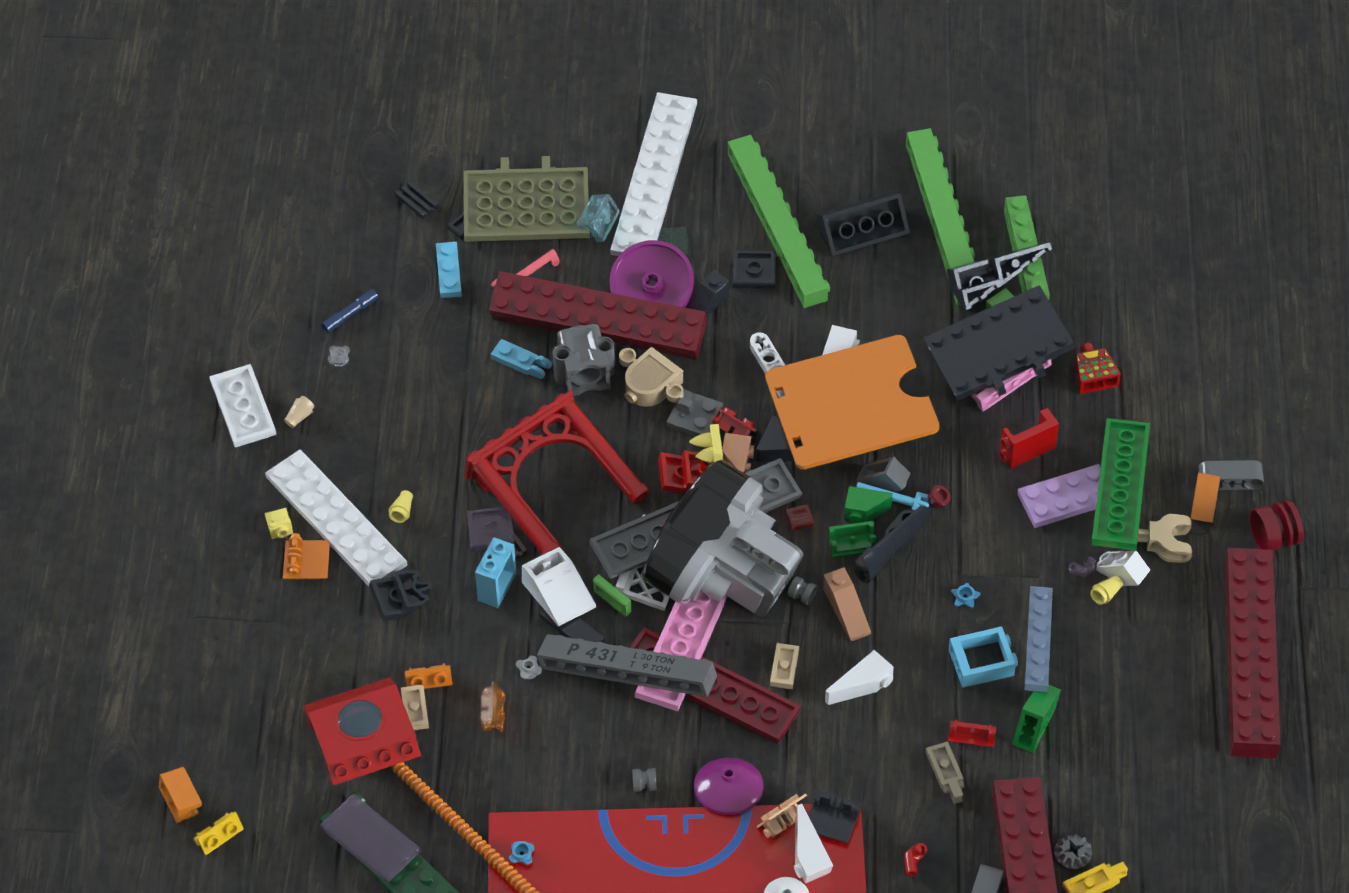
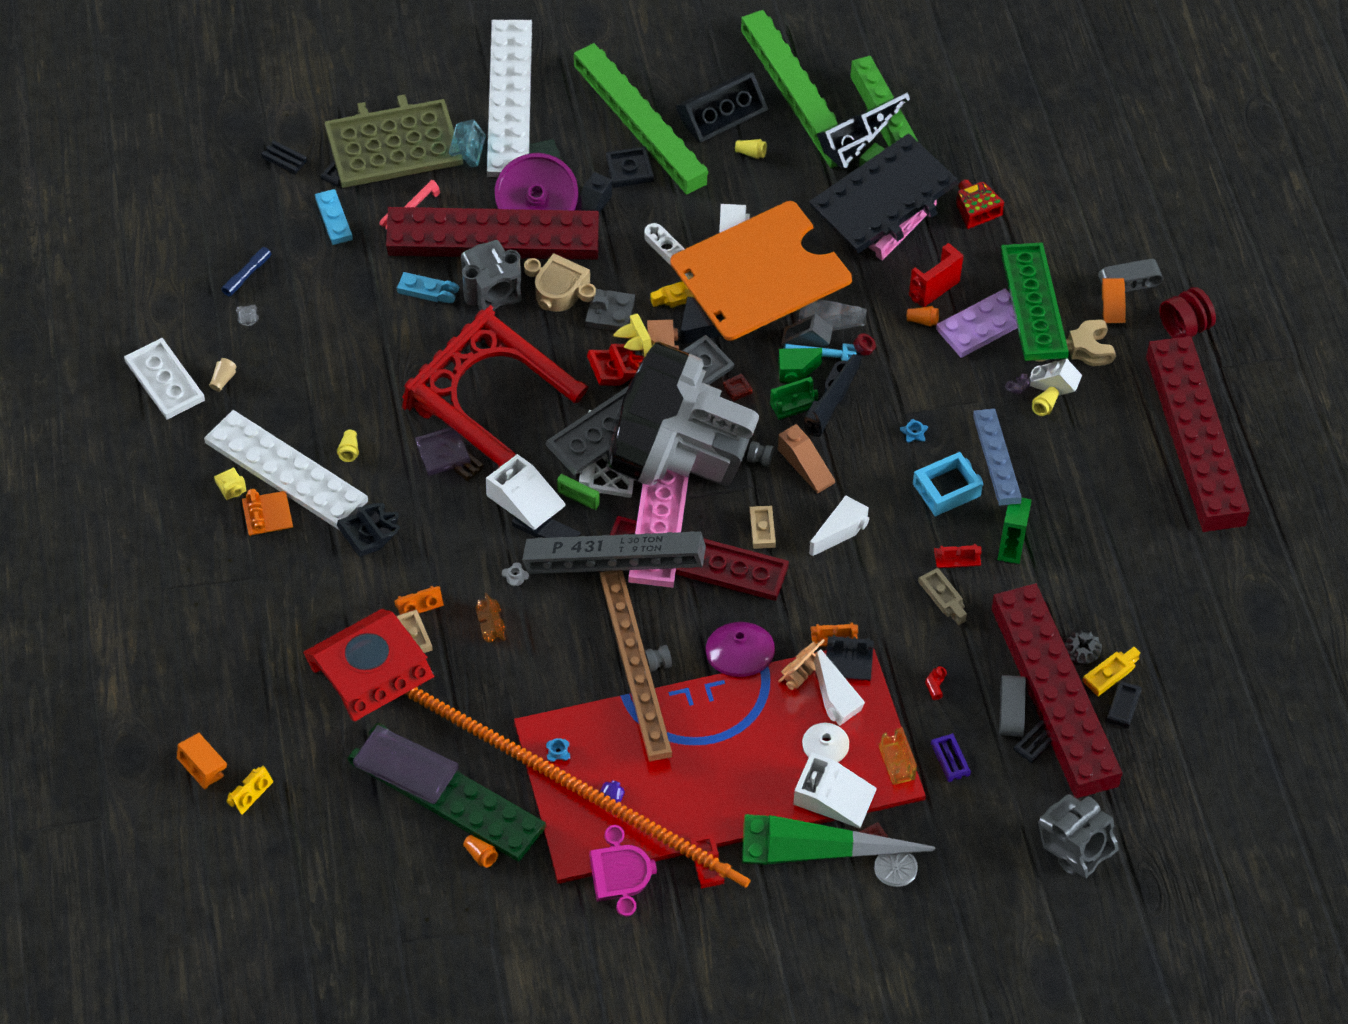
camera: 15 degrees left, 0 degrees up
(495, 574) = (461, 489): medium azure window -> none
(620, 783) = (635, 665): none -> medium nougat plate
(727, 420) = (645, 308): red hinge -> none
(758, 410) = (671, 295): none -> yellow hinge
(811, 785) = (822, 632): none -> orange hinge
(882, 271) = (753, 148): none -> light yellow cone
(916, 460) = (835, 314): none -> clear slope
(1008, 478) = (925, 315): none -> orange cone

